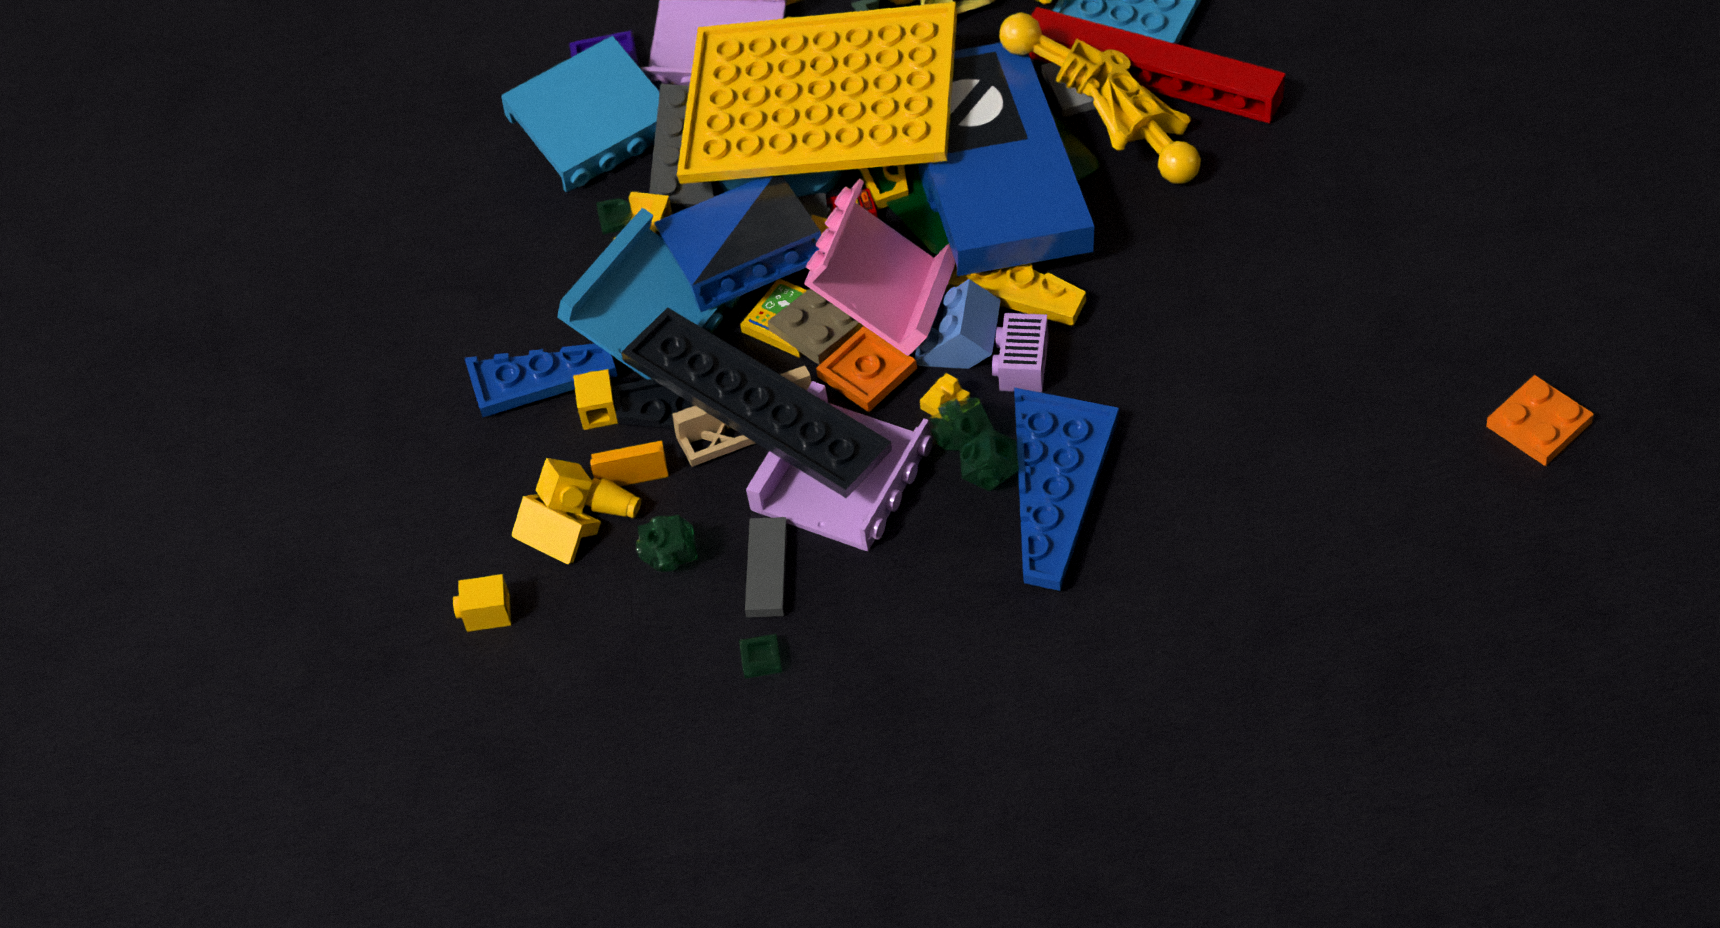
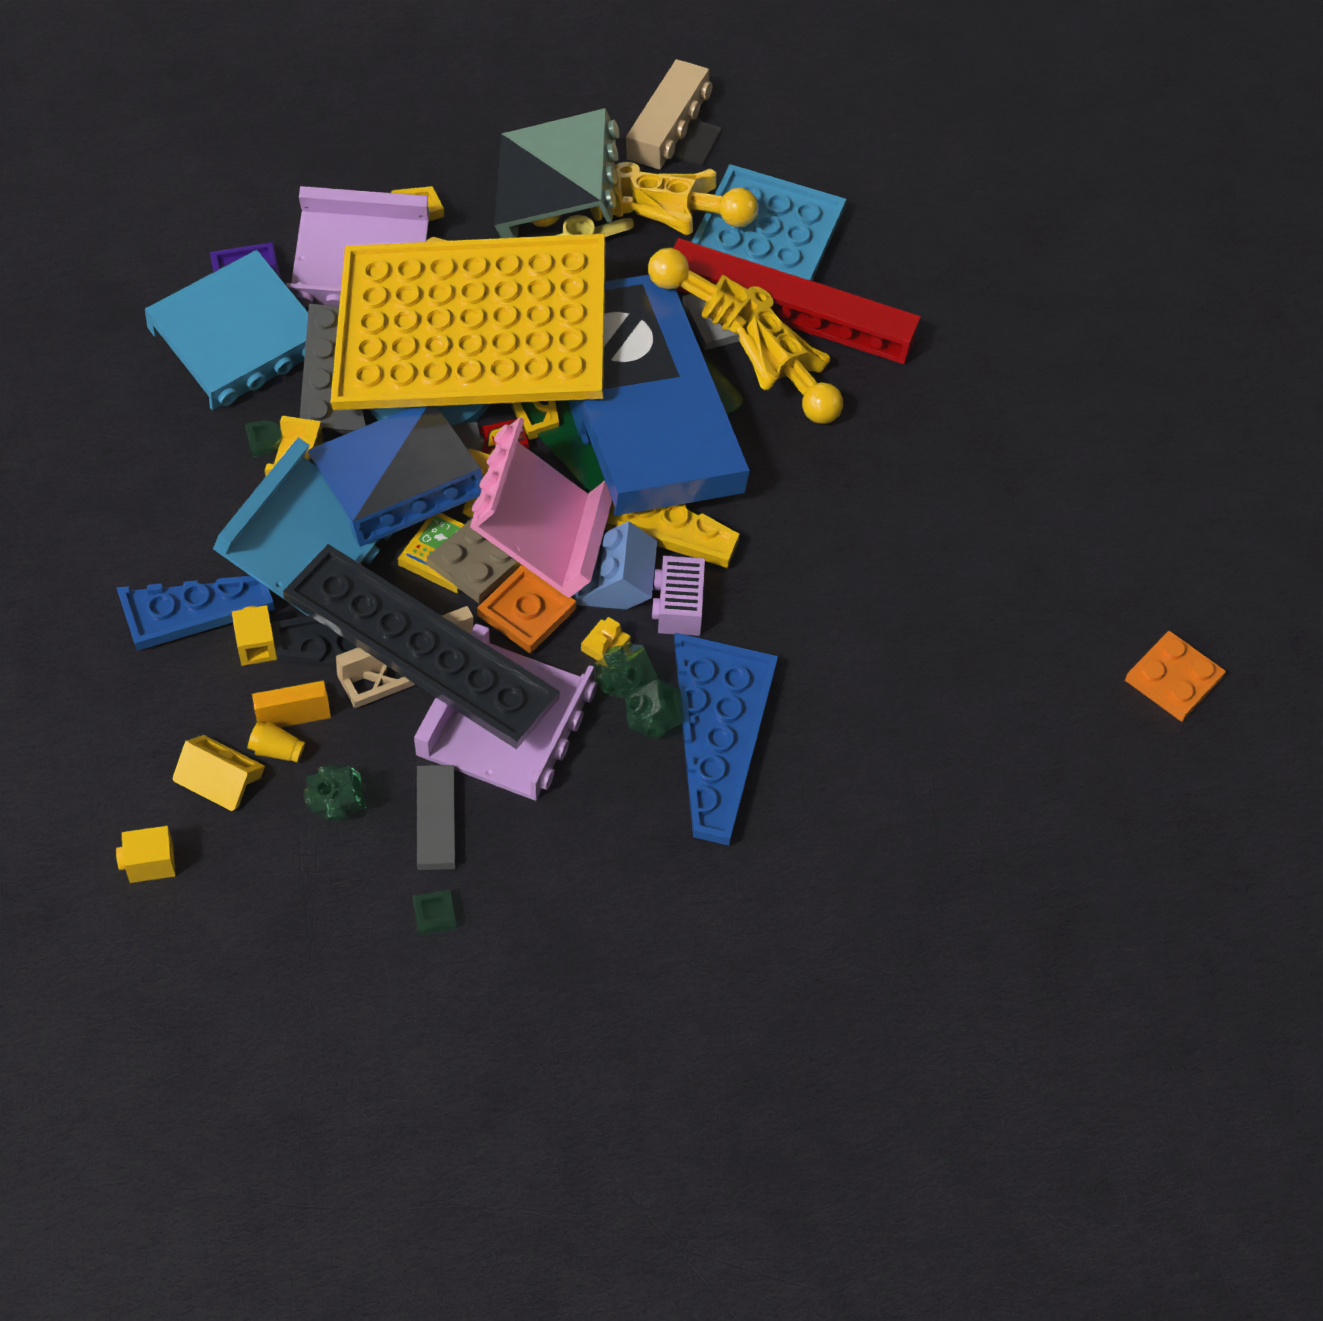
camera: 15 degrees left, 5 degrees up
(563, 486) = (226, 730): yellow brick -> none

